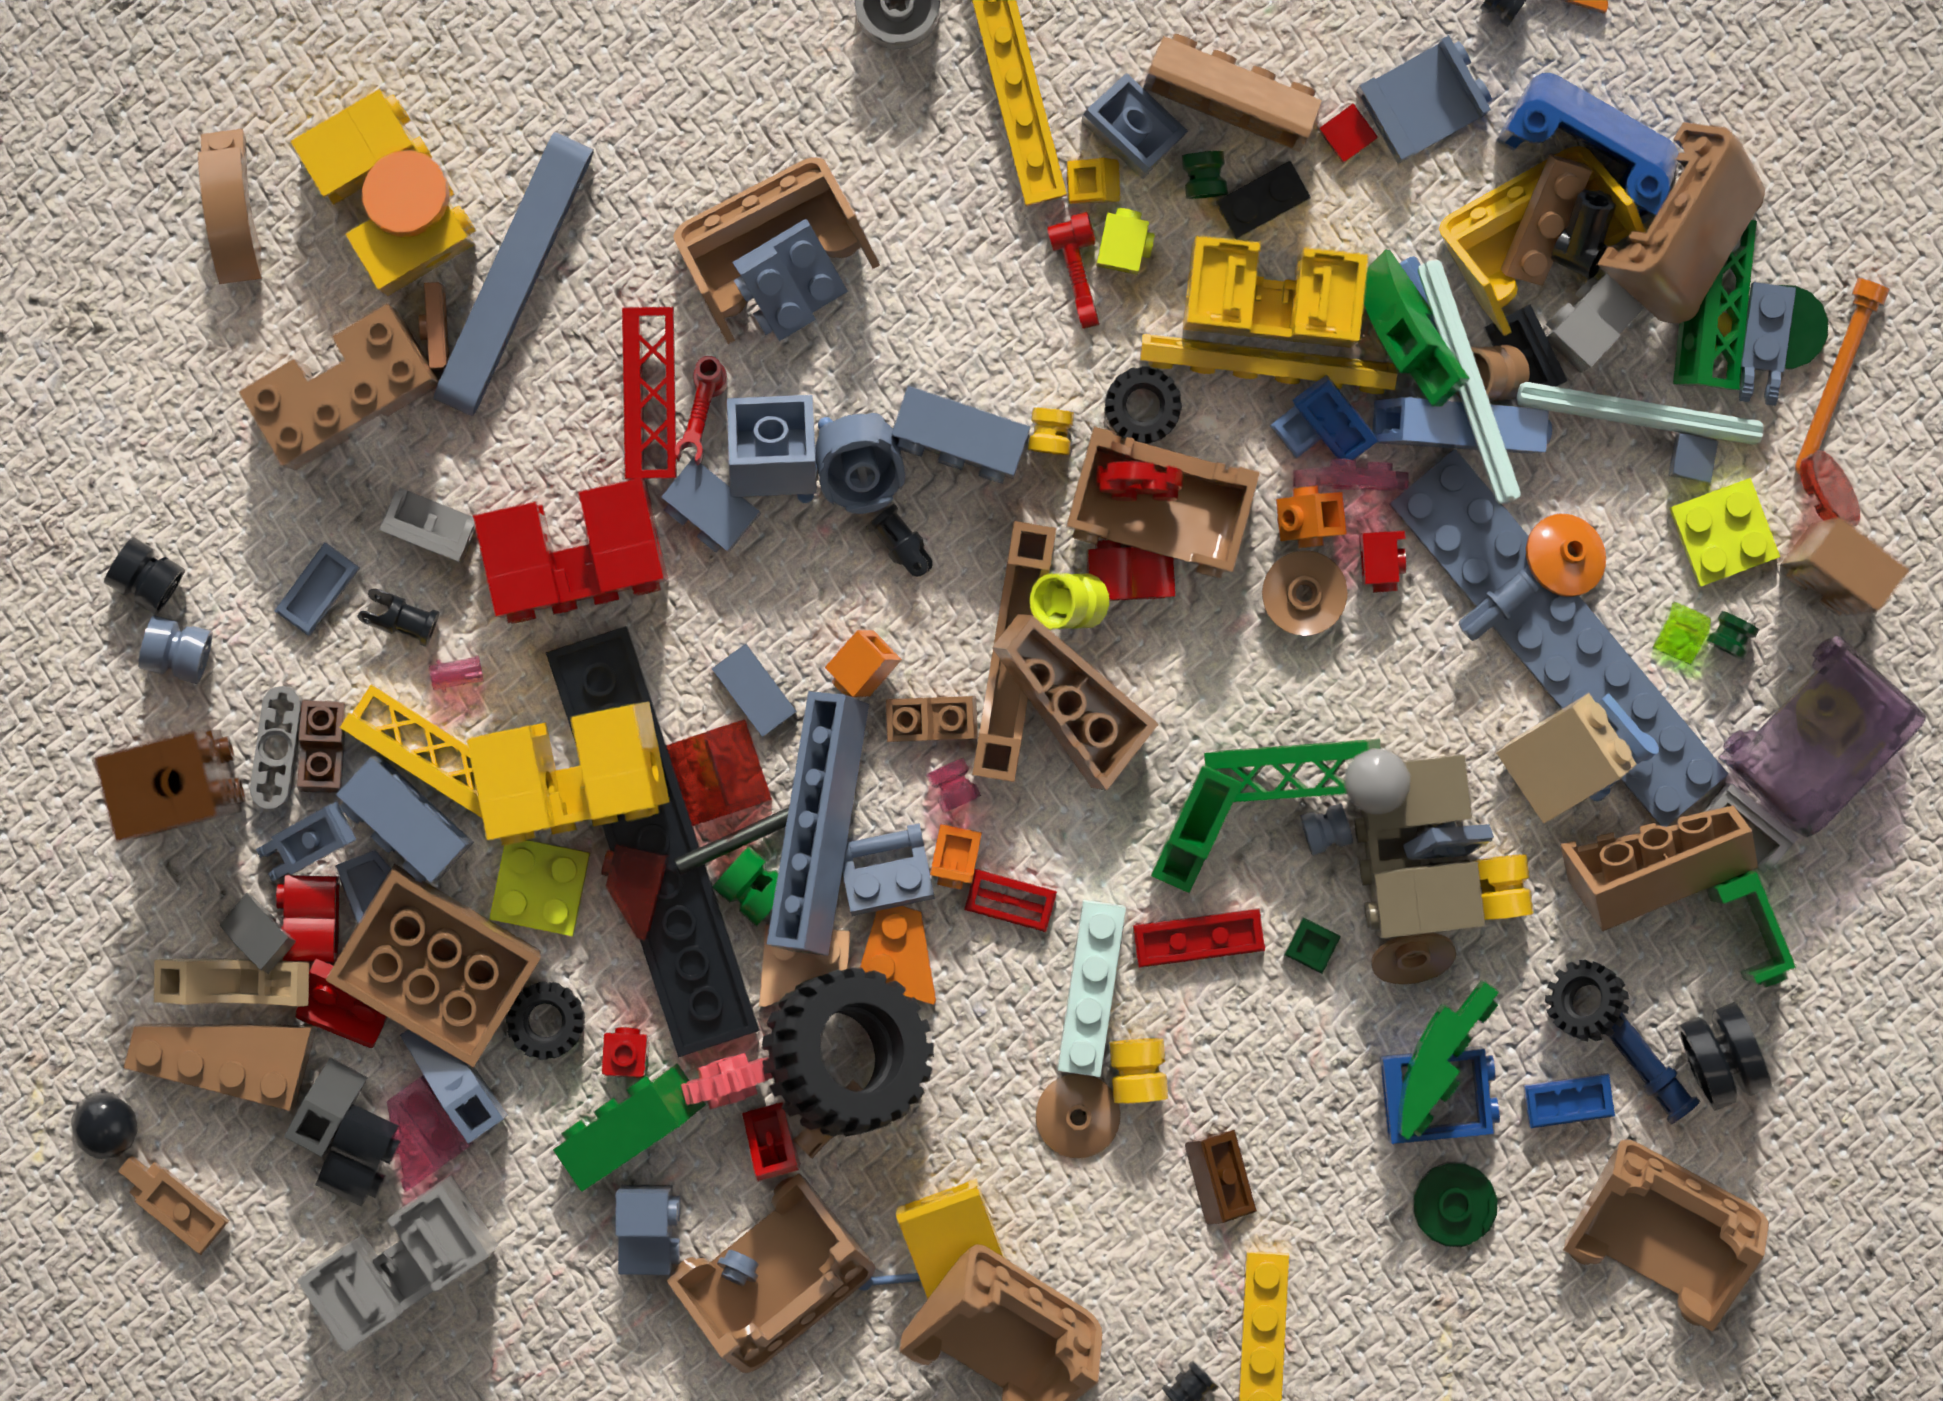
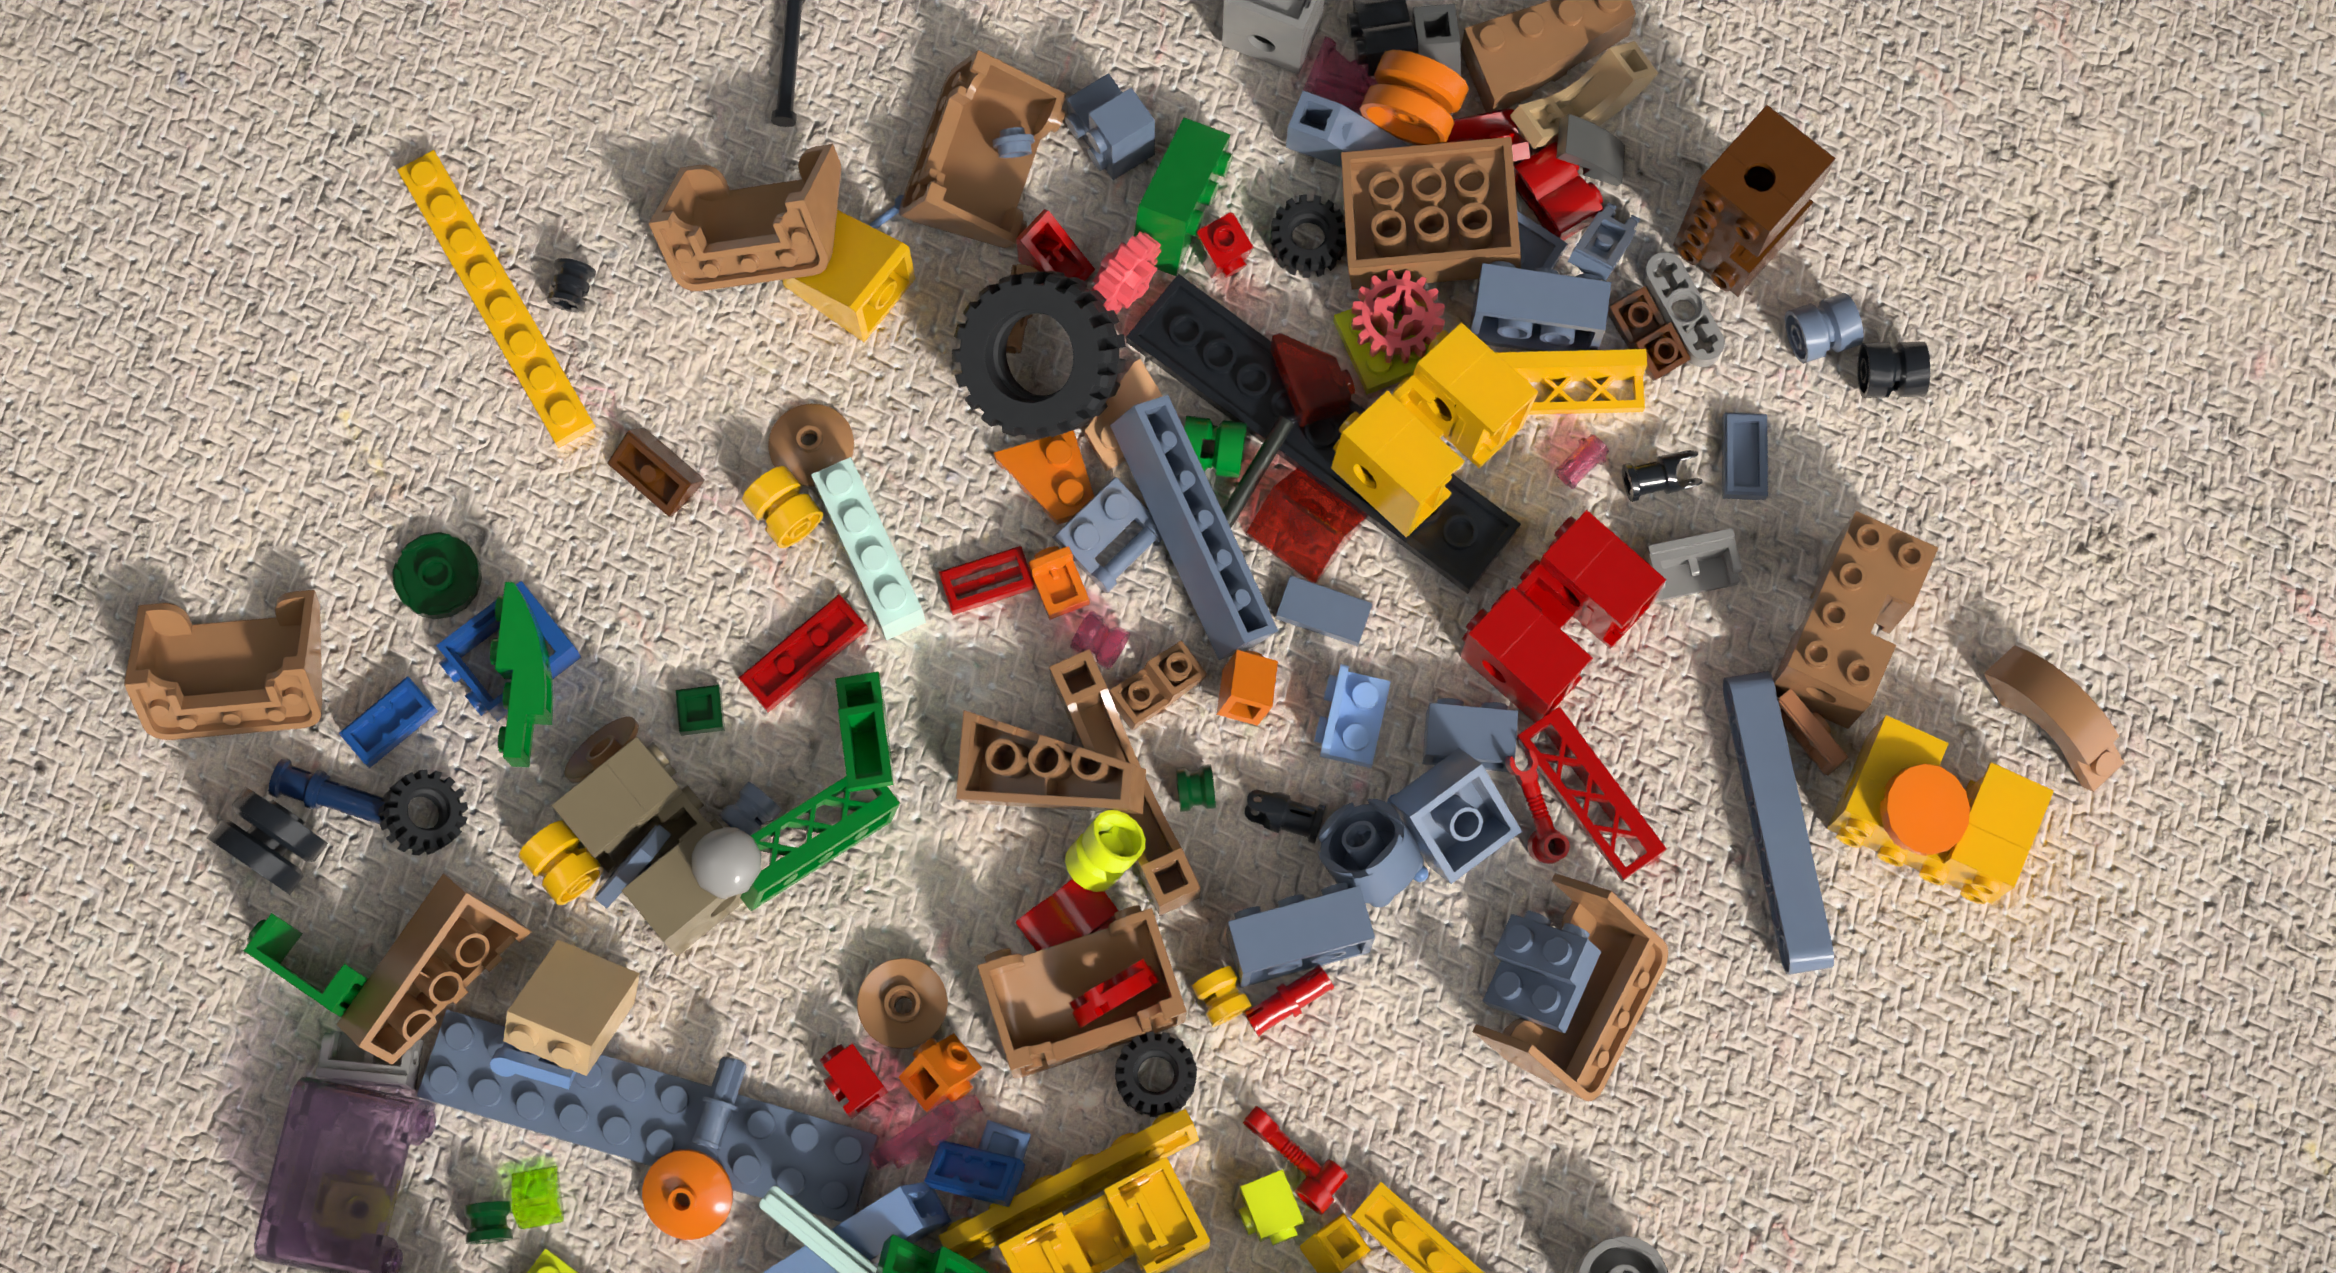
camera: 150 degrees right, 15 degrees down
(381, 1070) = (1414, 98): none -> orange wheel
(511, 878) = (1379, 312): none -> coral gear
(791, 585) = (1354, 717): none -> light blue bracket
(958, 611) = (1195, 788): none -> dark green wheel
(1000, 393) = (1289, 1000): none -> red pin

